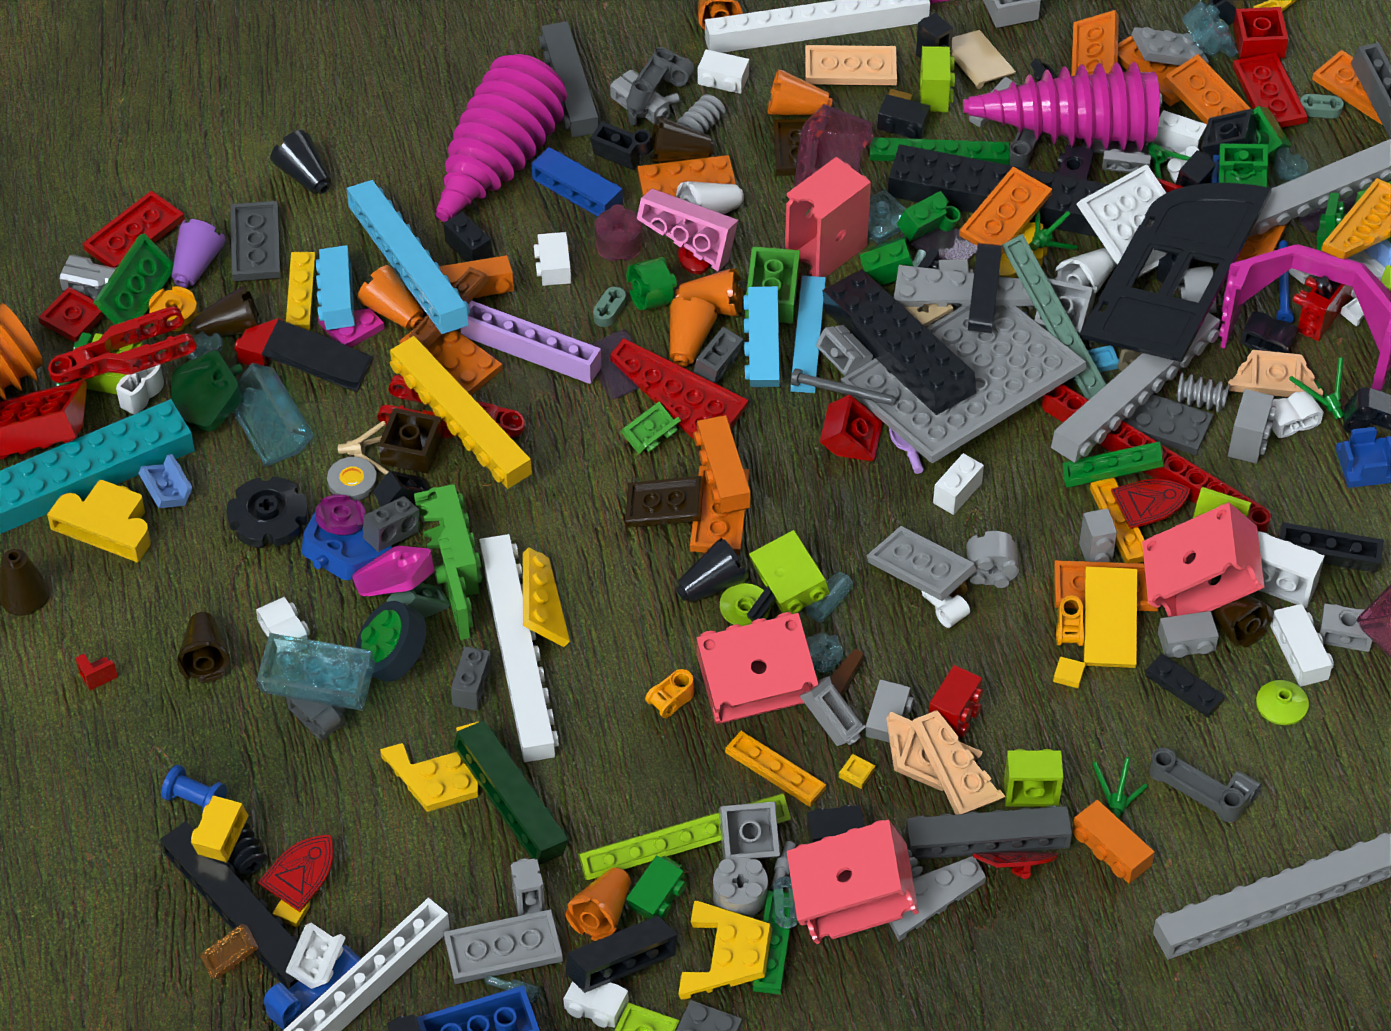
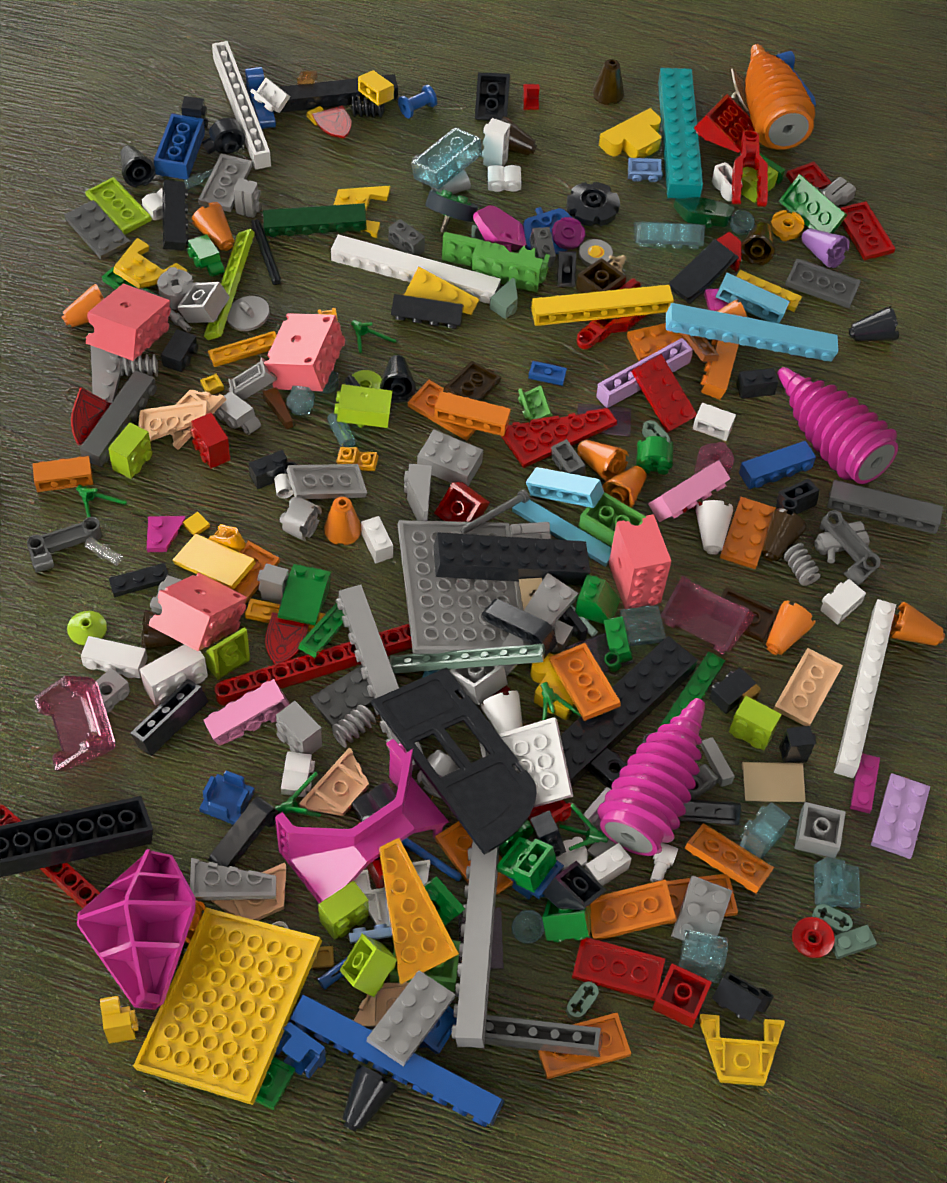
camera: 115 degrees right, 5 degrees up
(125, 711) = (492, 96): none -> black slope
(242, 639) = (496, 143): none -> white brick
(424, 981) = (225, 137): none -> black piece
(499, 523) = (505, 300): none -> sand green slope
(552, 308) = (664, 393): none -> red plate
(582, 595) = (427, 310): none -> black brick
(591, 440) = (547, 373): none -> blue plate
(595, 832) = (266, 252): none -> black axle
(654, 656) = (361, 329): none -> green plant
(715, 785) = (248, 313): none -> light grey shield
(794, 470) = (450, 458): none -> light grey brick
(849, 967) = (78, 311): none -> orange cone
(856, 563) = (350, 455): none -> light orange slope
(871, 464) = (418, 487): none -> light grey slope
(942, 632) = (267, 468): none -> black hinge
(961, 521) = (342, 522): none -> orange cone
(1049, 31) = (764, 830): none -> clear light blue brick
(1073, 498) = (304, 594): none -> green slope
(1105, 699) = (162, 532): none -> dark pink wing
(1179, 736) = (103, 551): none -> clear pin
(1267, 482) = (246, 713): none -> bright pink wedge

